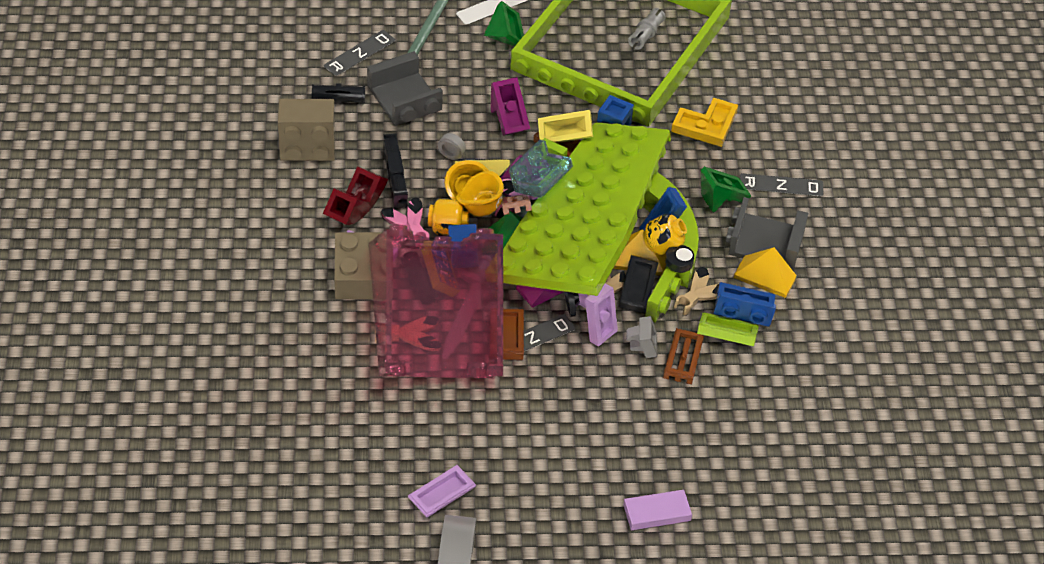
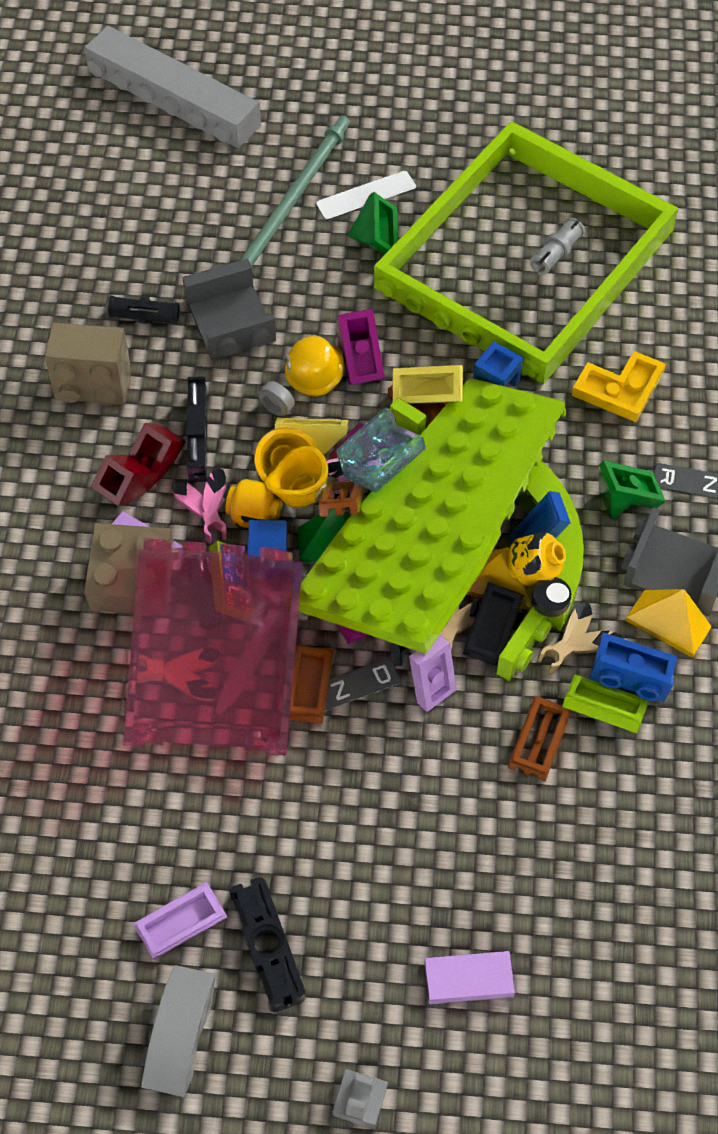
camera: 10 degrees right, 10 degrees up
(359, 52) = (182, 251): dark grey sticker -> none
(476, 123) = (314, 366): none -> yellow helmet
(519, 516) = (276, 969): none -> black piece
(643, 337) = (489, 707): light grey tile -> none

